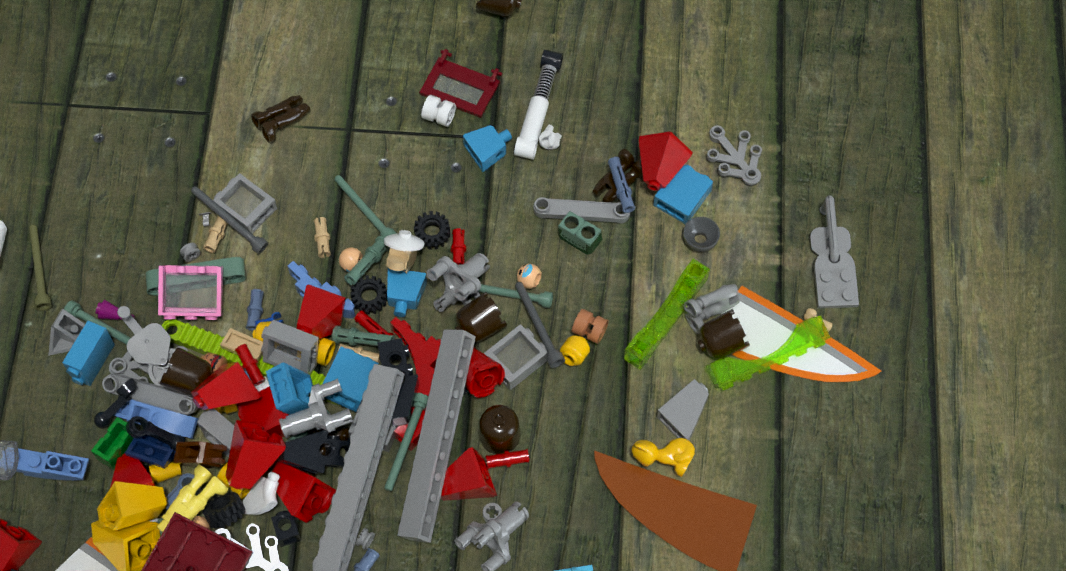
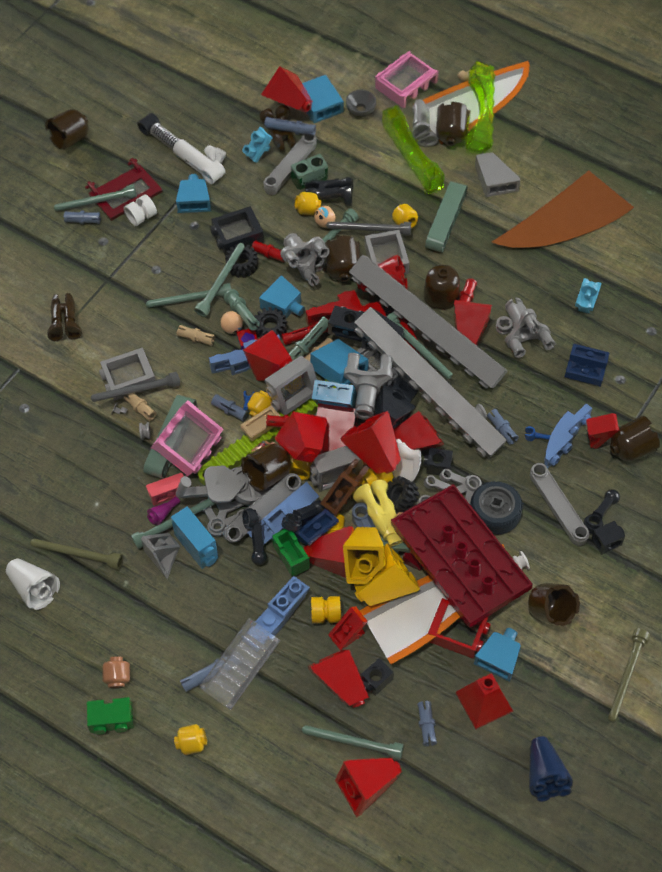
camera: 60 degrees left, 5 degrees down
(61, 536) = (348, 628): none -> red slope
(70, 506) = (325, 609): none -> yellow wheel
(139, 303) = (164, 489): none -> coral panel
(341, 284) = (245, 336): none -> tile
(355, 226) = (203, 307): none -> sand green piece
(401, 260) = (253, 283): tan piece -> none
(404, 241) = (244, 276): white dish -> none
(405, 68) = (82, 217): none -> sand blue pin
(454, 89) = (128, 192): none -> sand green piece
(465, 206) = (236, 228): none -> black window
(537, 251) = (307, 203): none -> yellow head
(569, 282) = (332, 189): none -> black piece
(581, 168) = (259, 143): none -> medium azure hips
(583, 323) = (391, 198): nougat wheel -> none
(600, 390) = (446, 216): none -> sand green beam
(677, 453) = (527, 191): yellow animal -> none
(735, 157) = (327, 58): light grey plant -> none
(765, 259) = (404, 78): none -> bright pink window
(834, 266) = (433, 44): light grey plate -> none

